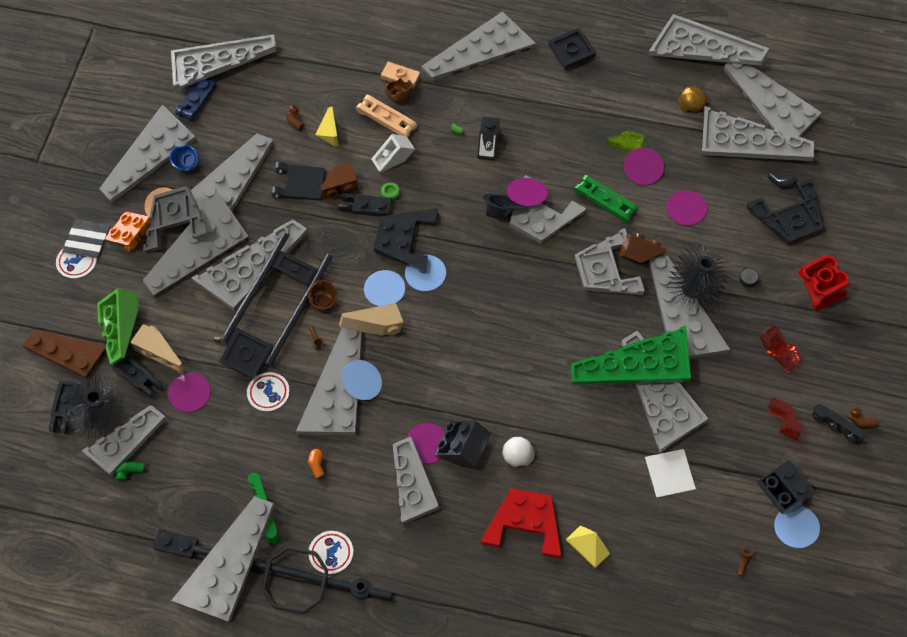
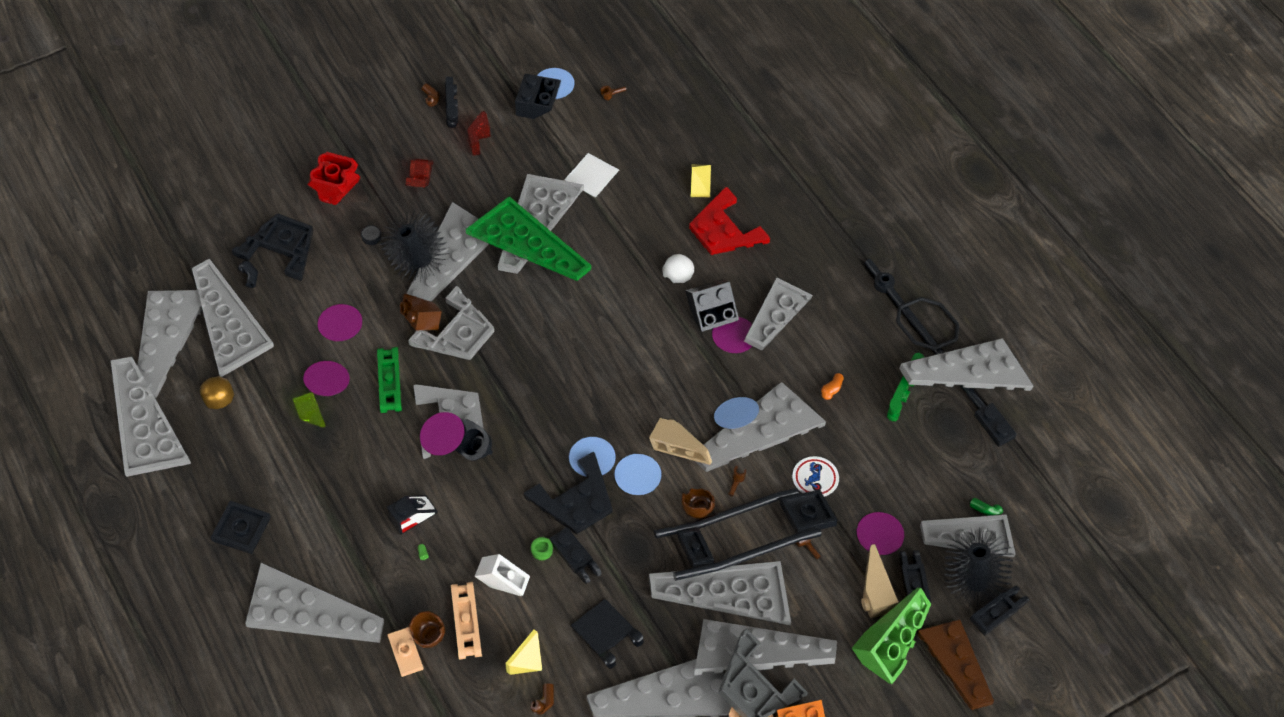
camera: 140 degrees left, 5 degrees down
(333, 549) = (880, 325): white sticker -> none
(339, 181) = (575, 593): reddish brown slope -> none

